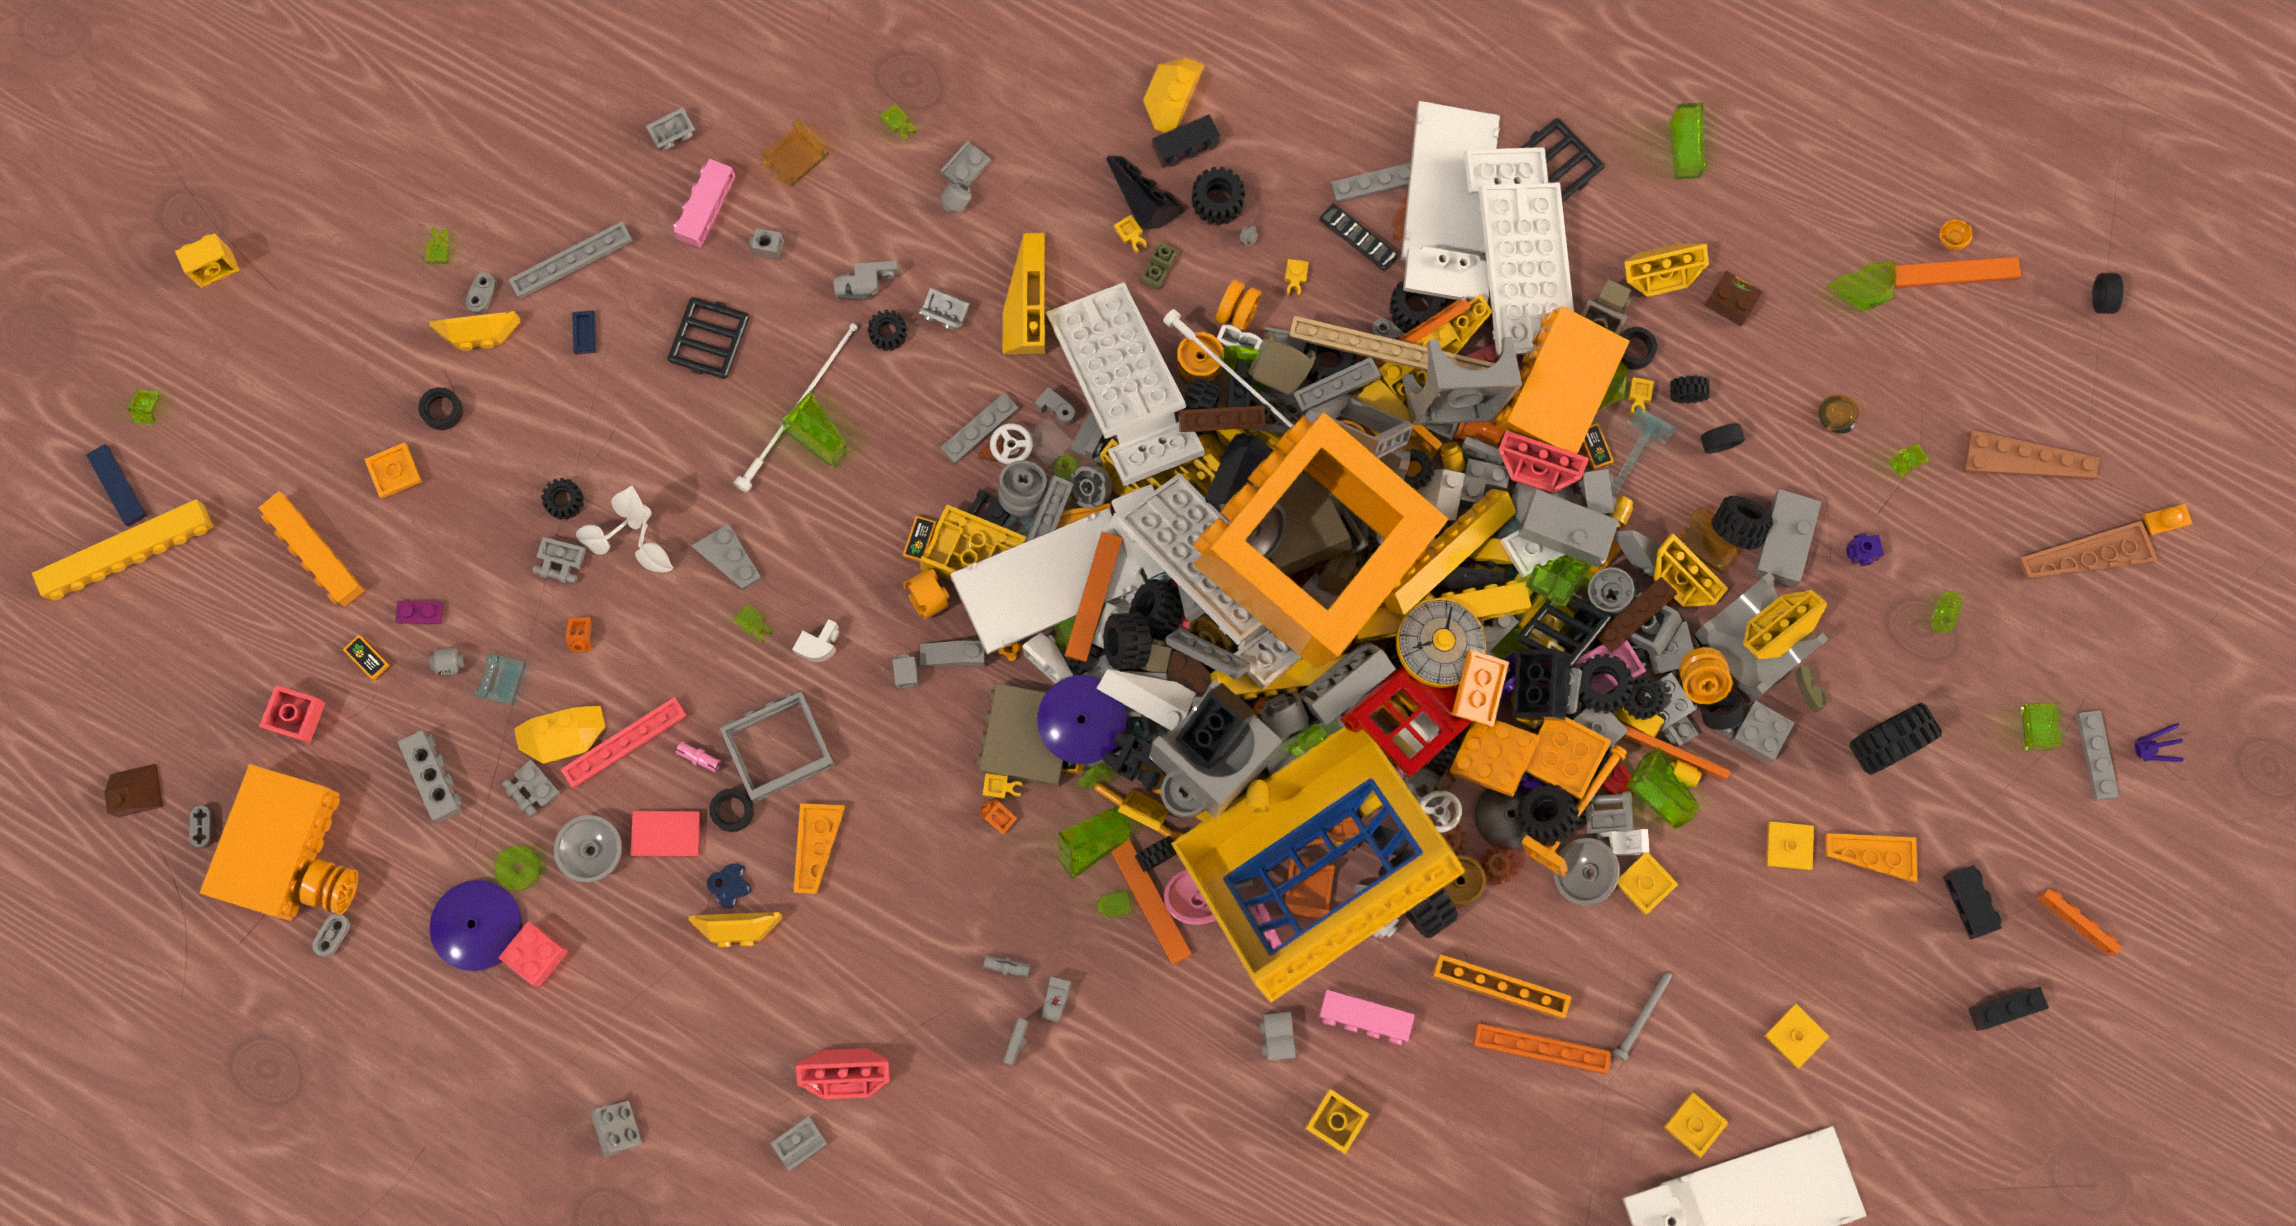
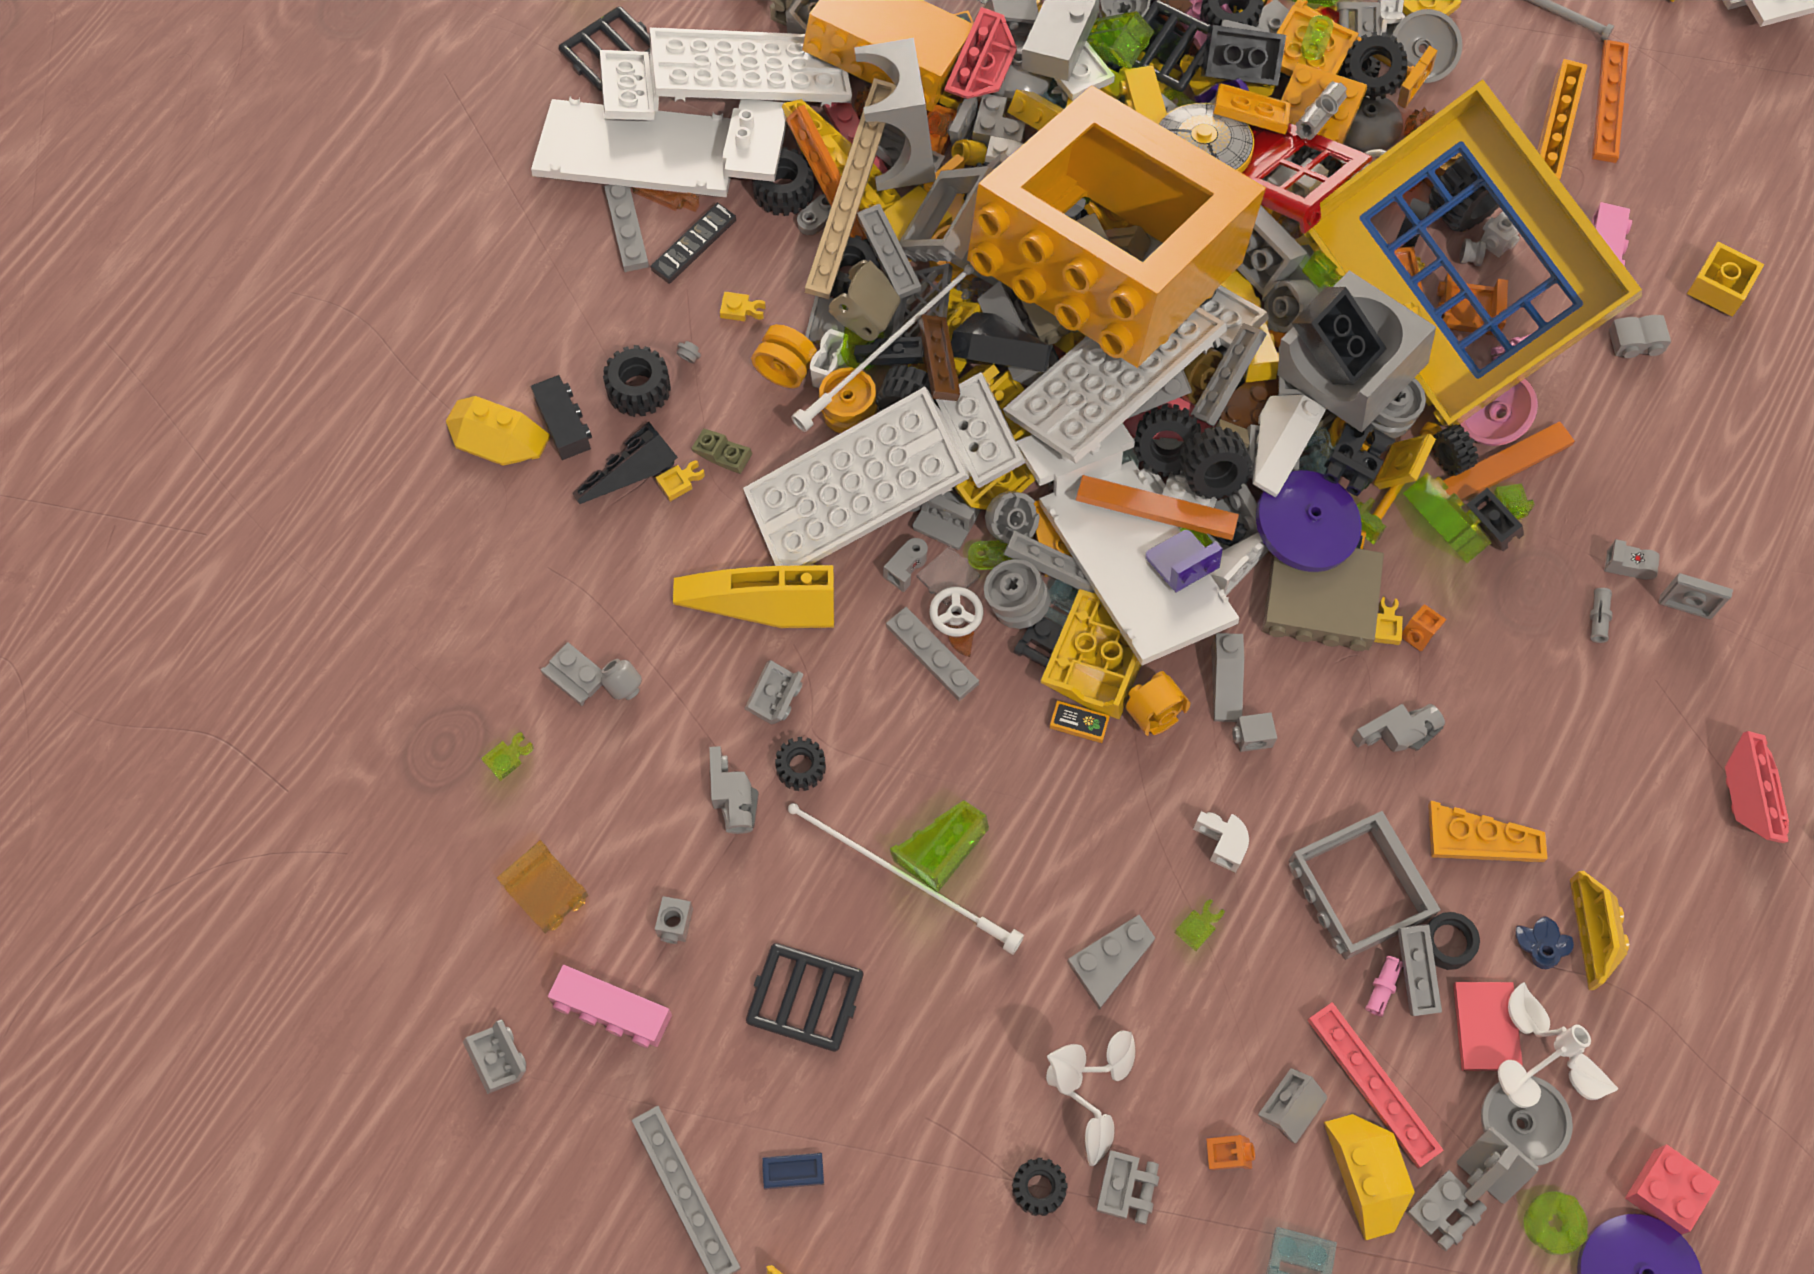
camera: 90 degrees left, 10 degrees down
(554, 819) = (1495, 1167): none -> light grey bracket
(611, 682) = (1293, 1104): none -> light grey panel
(623, 903) = (1584, 1074): none -> white plant
(706, 781) = (1419, 970): none -> light grey plate
(905, 790) = (1402, 728): none -> light grey plate
(1038, 609) = (1184, 559): none -> bracket
(1091, 882) = (1496, 519): none -> black brick
(1477, 429) = (933, 121): none -> clear orange plate
(1484, 752) = (1321, 110): none -> light grey piece
(1569, 756) = (1316, 39): none -> clear neon green plate

